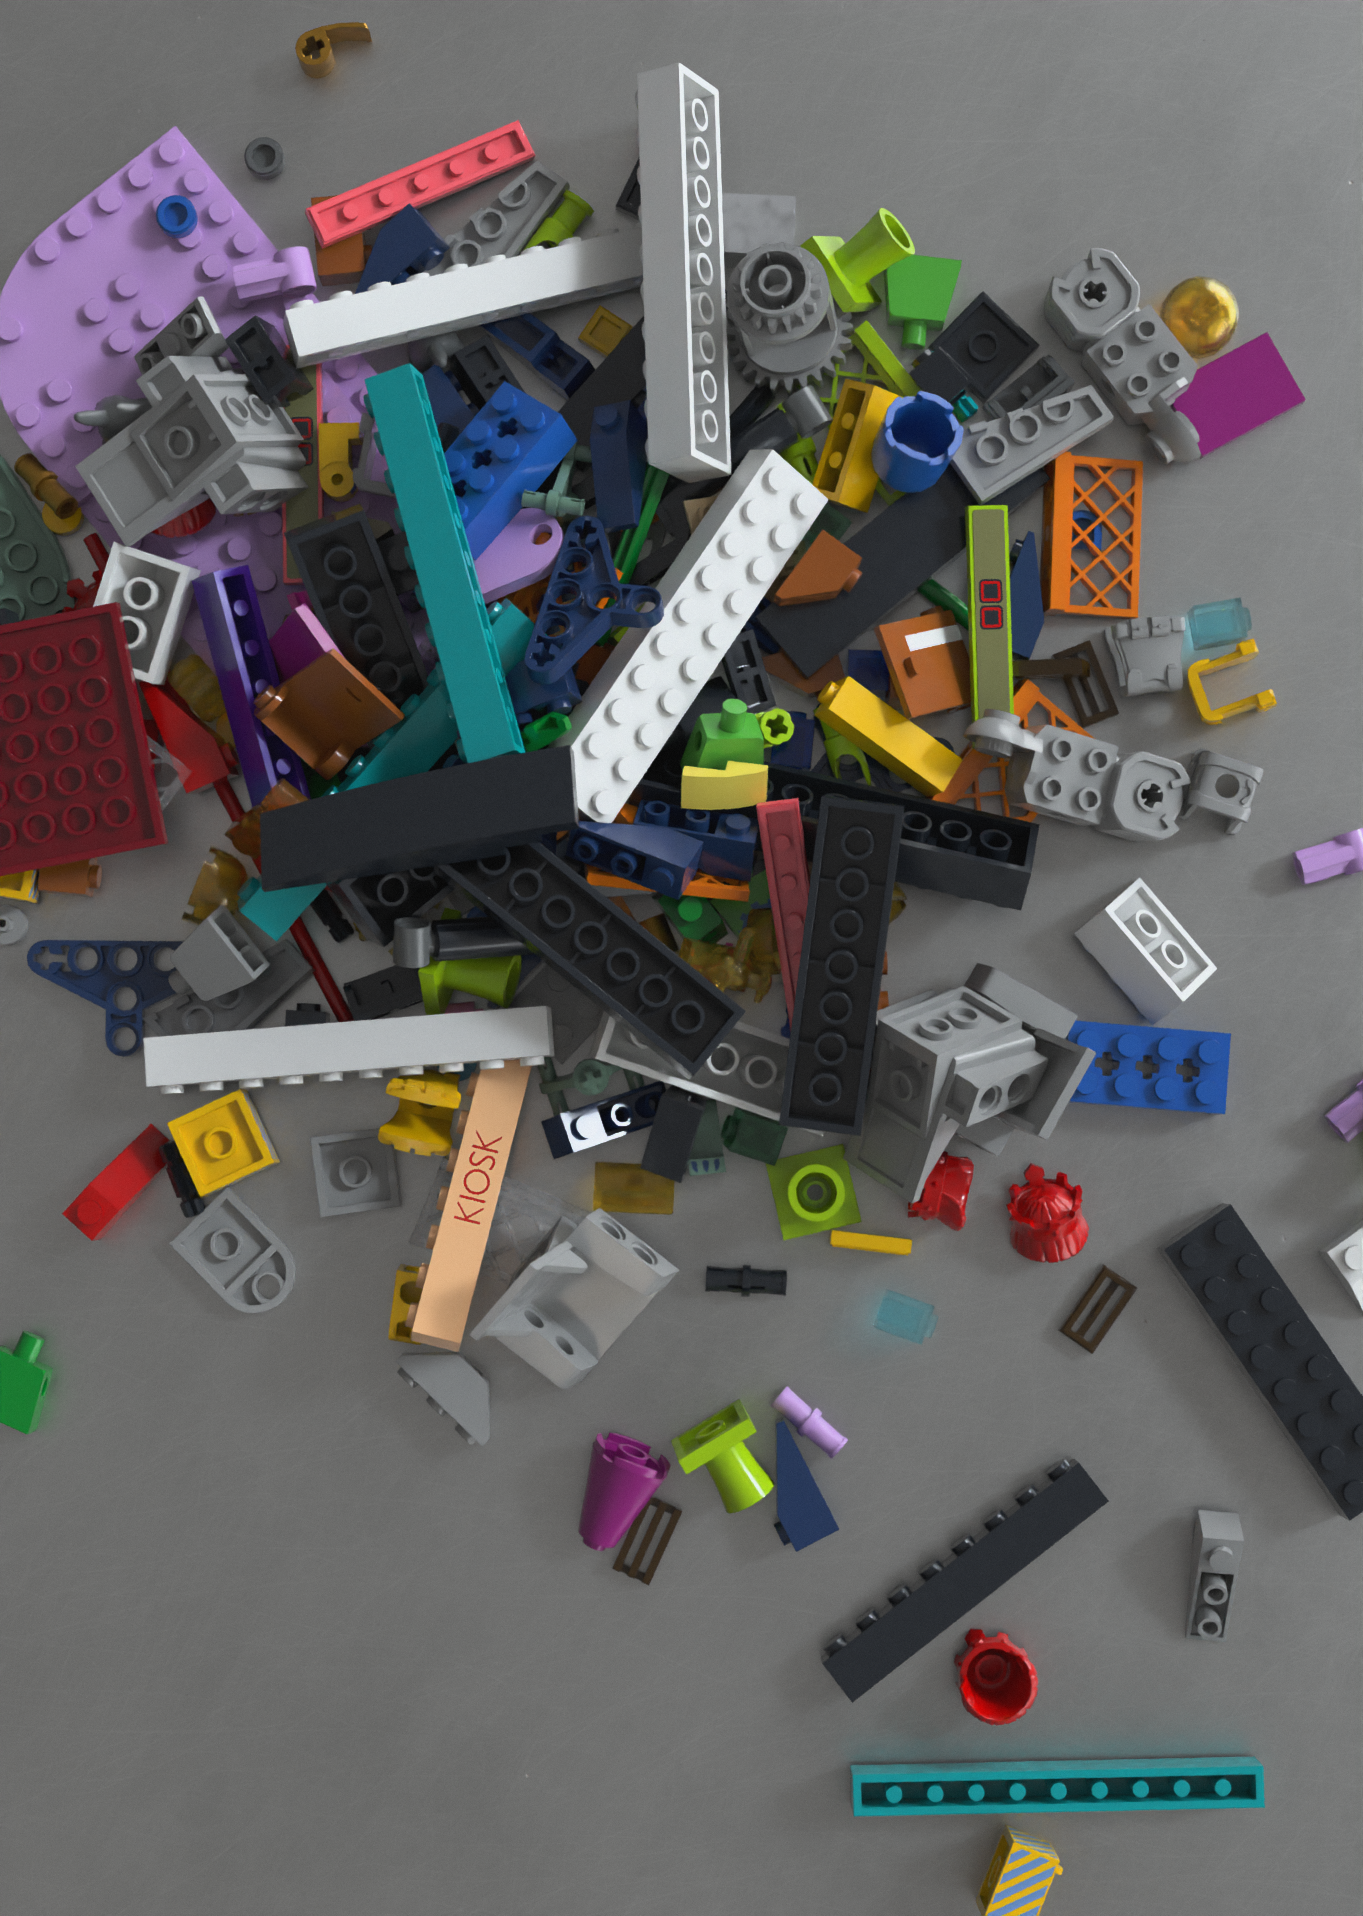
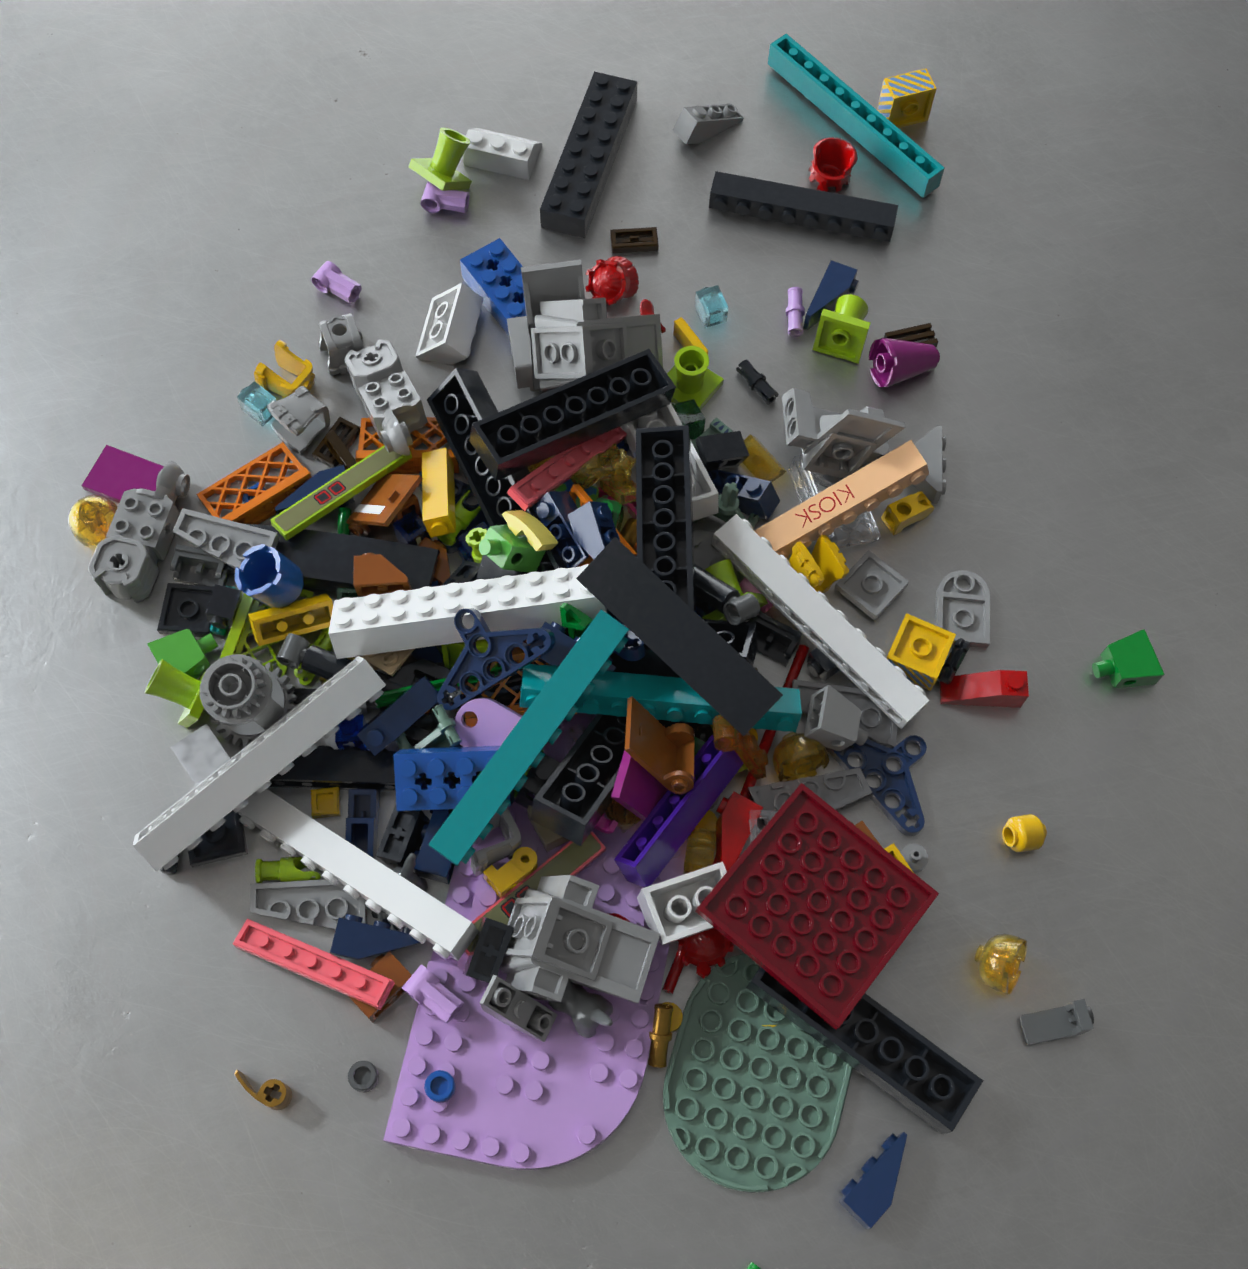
camera: 130 degrees left, 20 degrees down
(163, 871) = (834, 788): none -> flat silver wing

